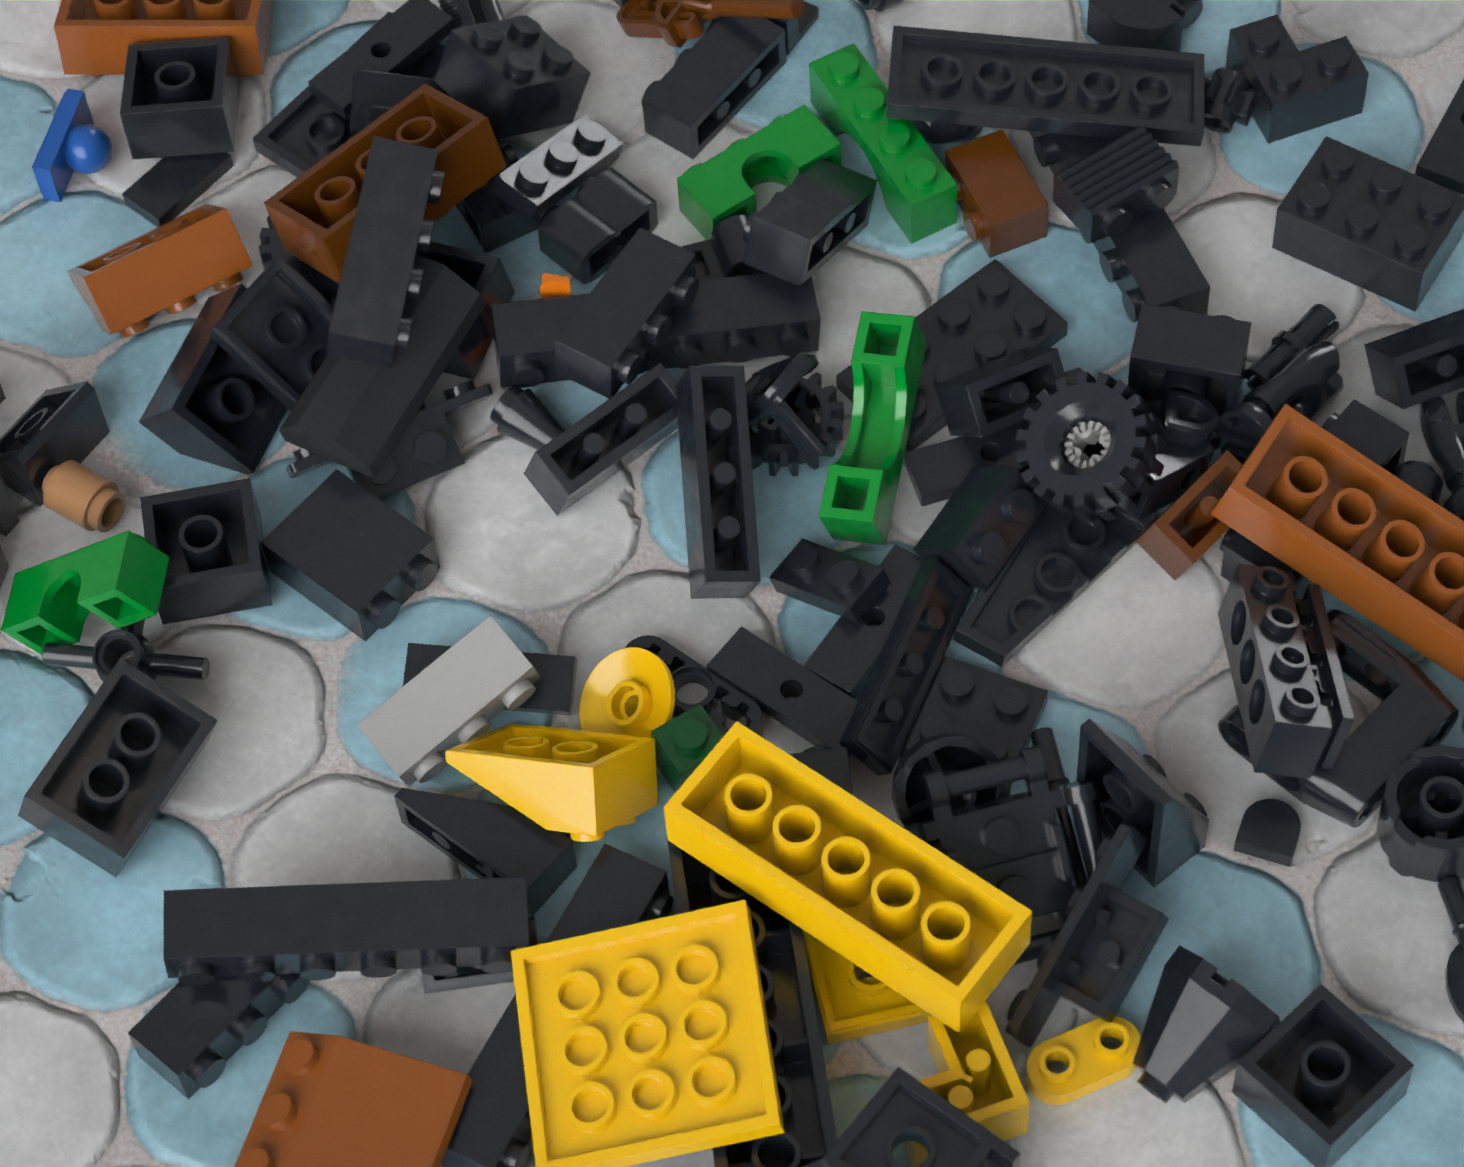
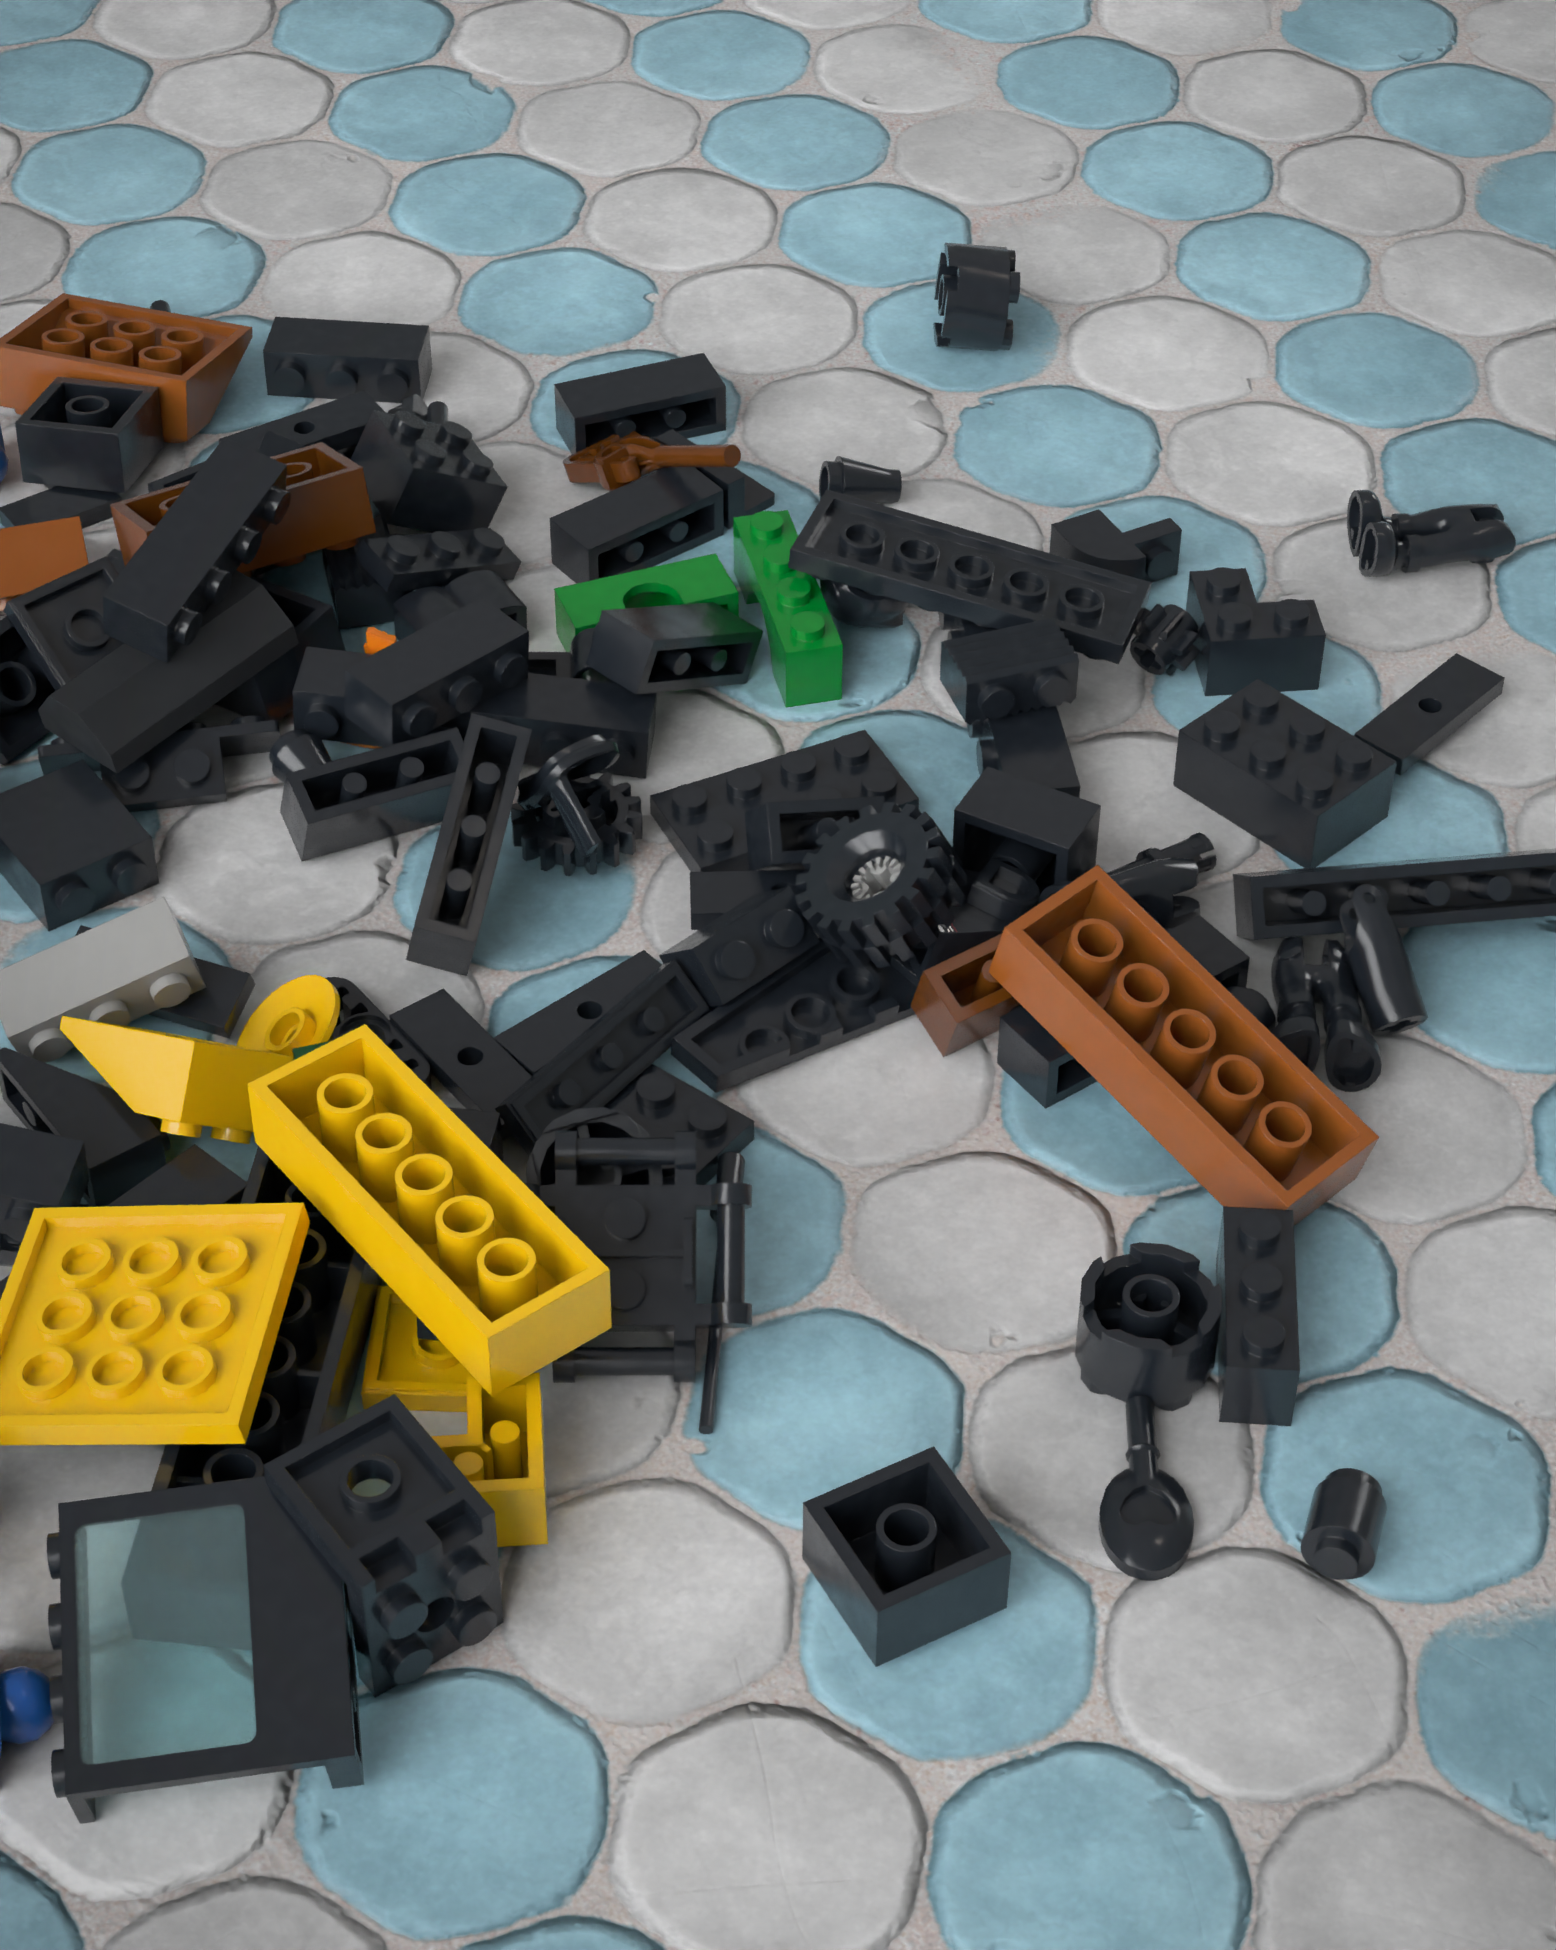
camera: 10 degrees right, 15 degrees down
(830, 580) = (557, 967): black plate -> none
(866, 477) = (694, 782): green arch -> none
(996, 194) = (887, 674): reddish brown brick -> none
(1087, 1060) = (643, 1486): yellow plate -> none
(1097, 947) = (691, 1358): black bracket -> none
(1138, 792) = (801, 1235): black slope -> none
(1197, 1028) = (772, 1466): black cone -> none
(1269, 831) = (950, 1310): black tile -> none
(1279, 672) = (1016, 1143): black brick -> none
(1409, 718) = (1048, 1272): black connector -> none

